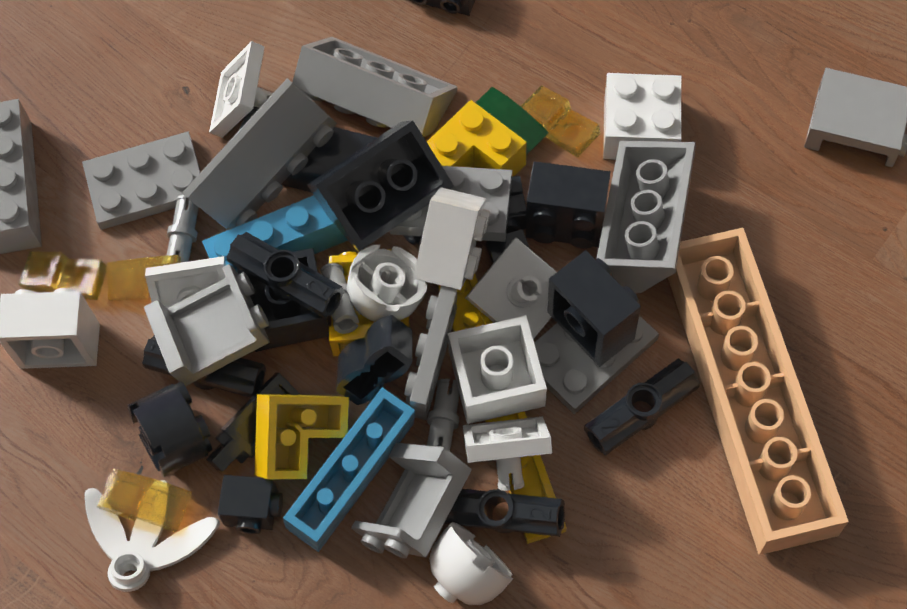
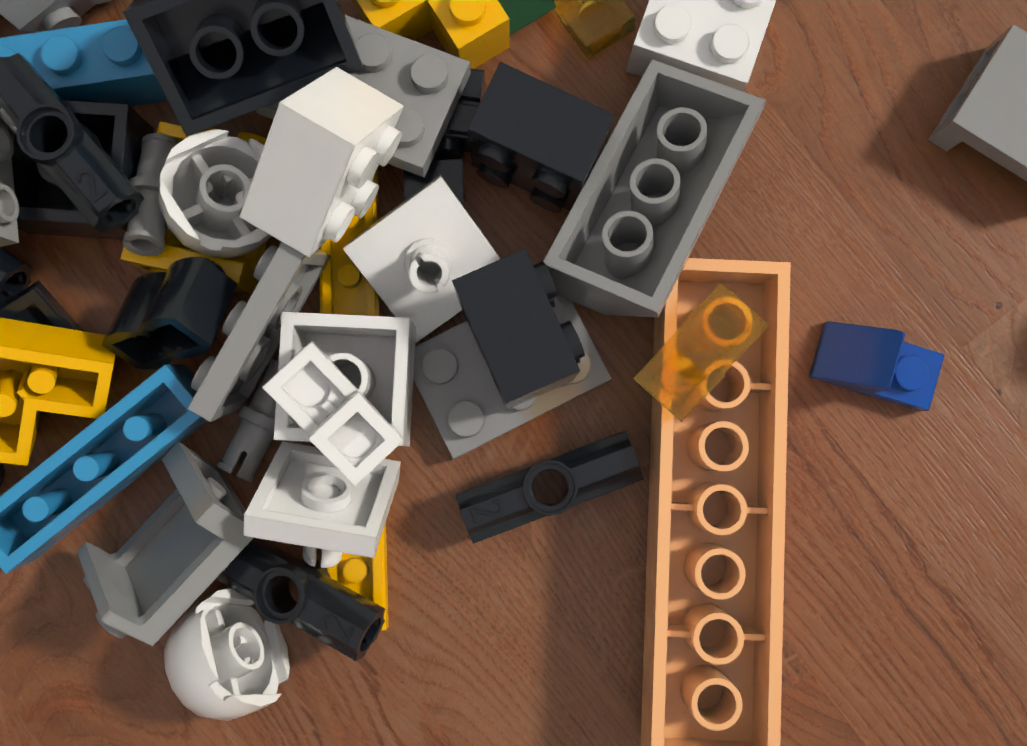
camera: 10 degrees right, 20 degrees up
(498, 378) = (333, 413): none -> white slope
(708, 287) = (701, 351): none -> clear yellow slope
(820, 281) = (877, 364): none -> blue slope

